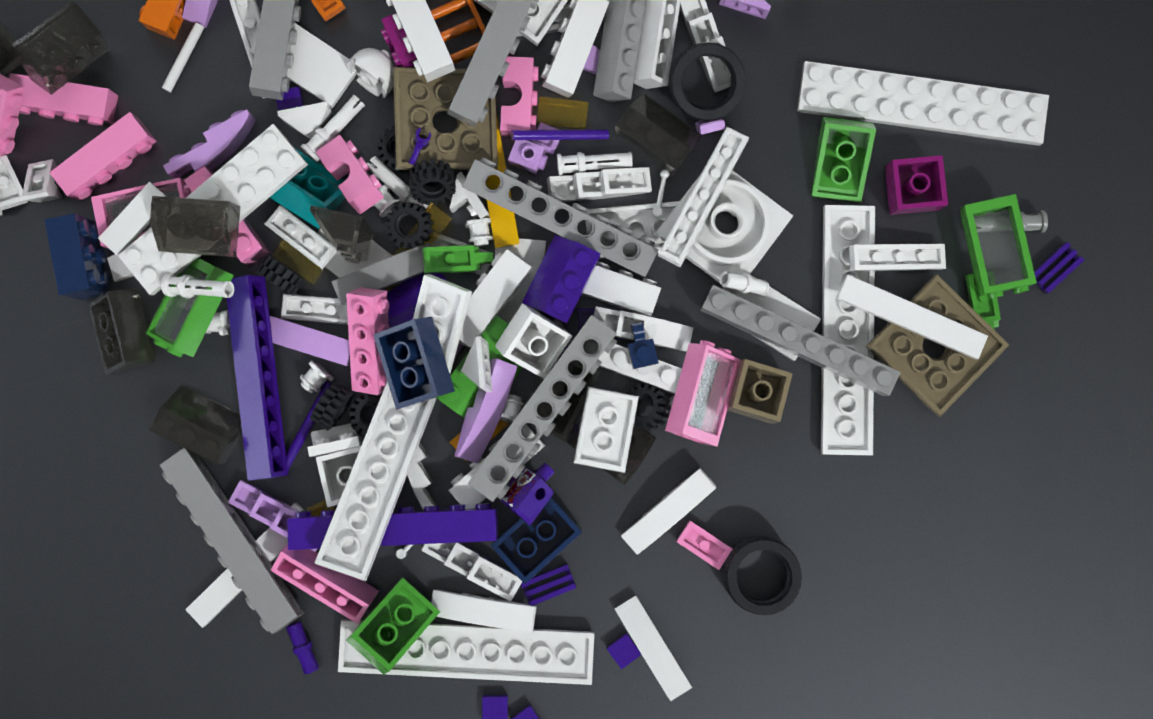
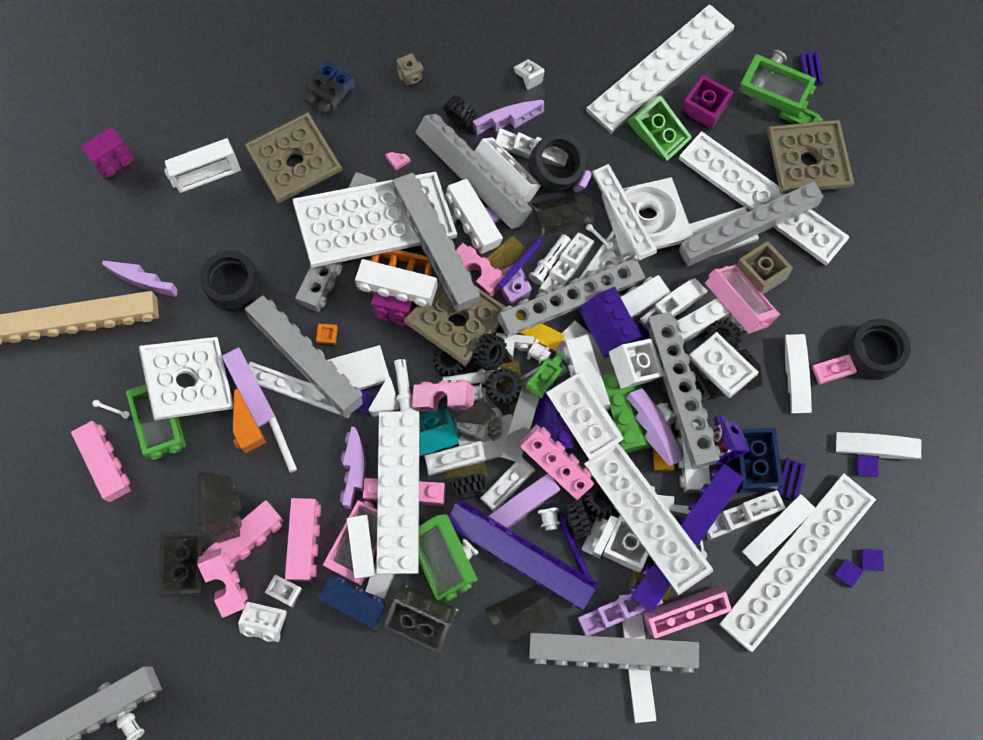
camera: 45 degrees left, 15 degrees down
(195, 226) = (404, 504): clear smoke slope -> none
(219, 288) = (437, 543): white pin -> none
(302, 647) = (719, 664): dark purple pin -> none
(373, 69) = (392, 337): white cylinder -> none
(393, 626) = (750, 591): bright green slope -> none
(413, 362) = (596, 438): dark blue brick -> none
(420, 143) = (462, 338): dark purple hand -> none
(478, 364) = (626, 406): white slope -> none
(642, 351) = (690, 310): dark blue plate -> none
(744, 283) = (692, 227): white pin -> none
(897, 257) = (741, 140): white plate -> none
(912, 317) = (783, 155): white tile -> none

